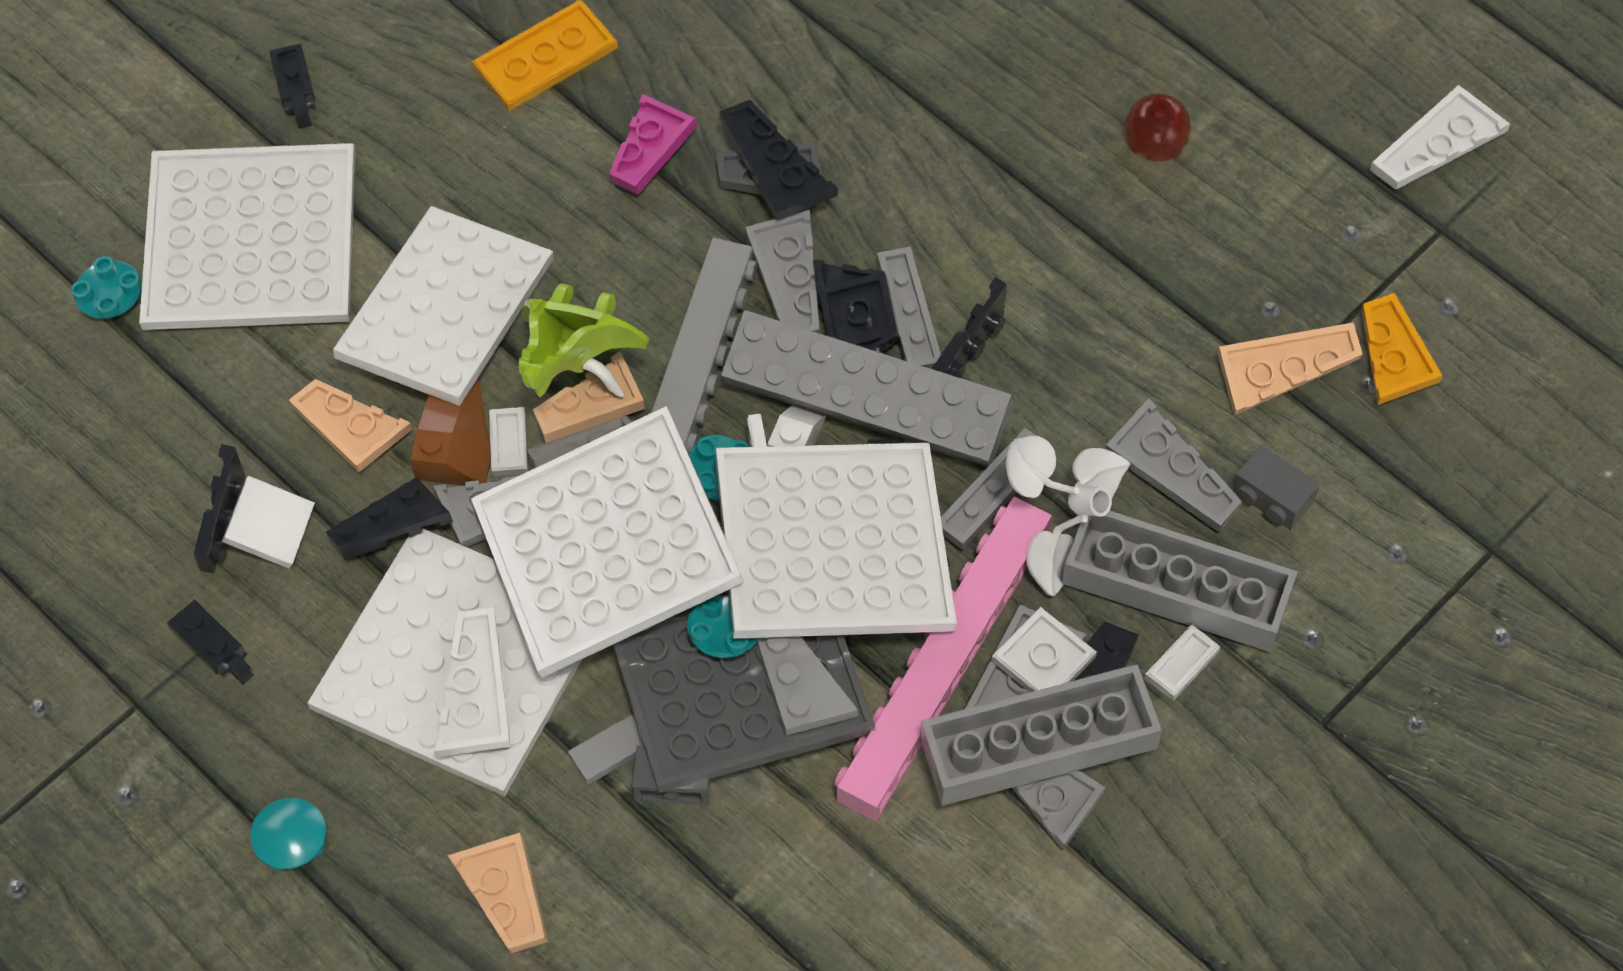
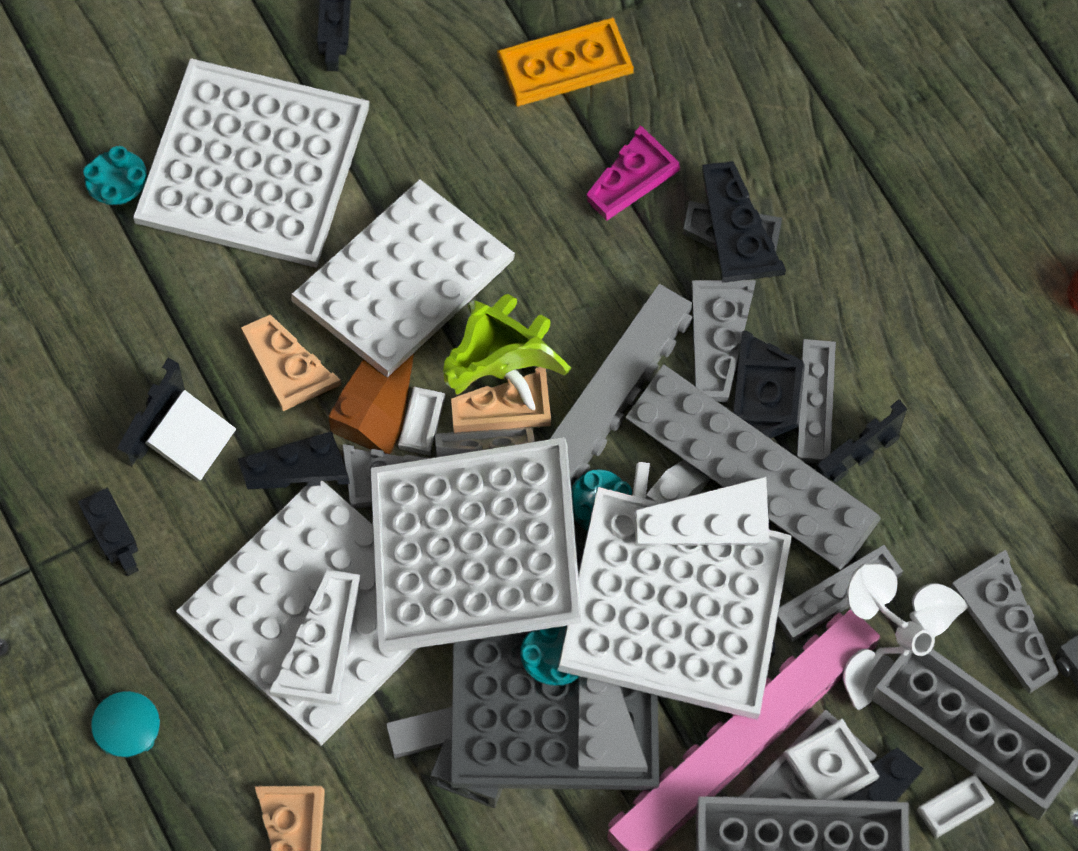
camera: 15 degrees right, 5 degrees up
(844, 445) = (711, 518): none -> white wing

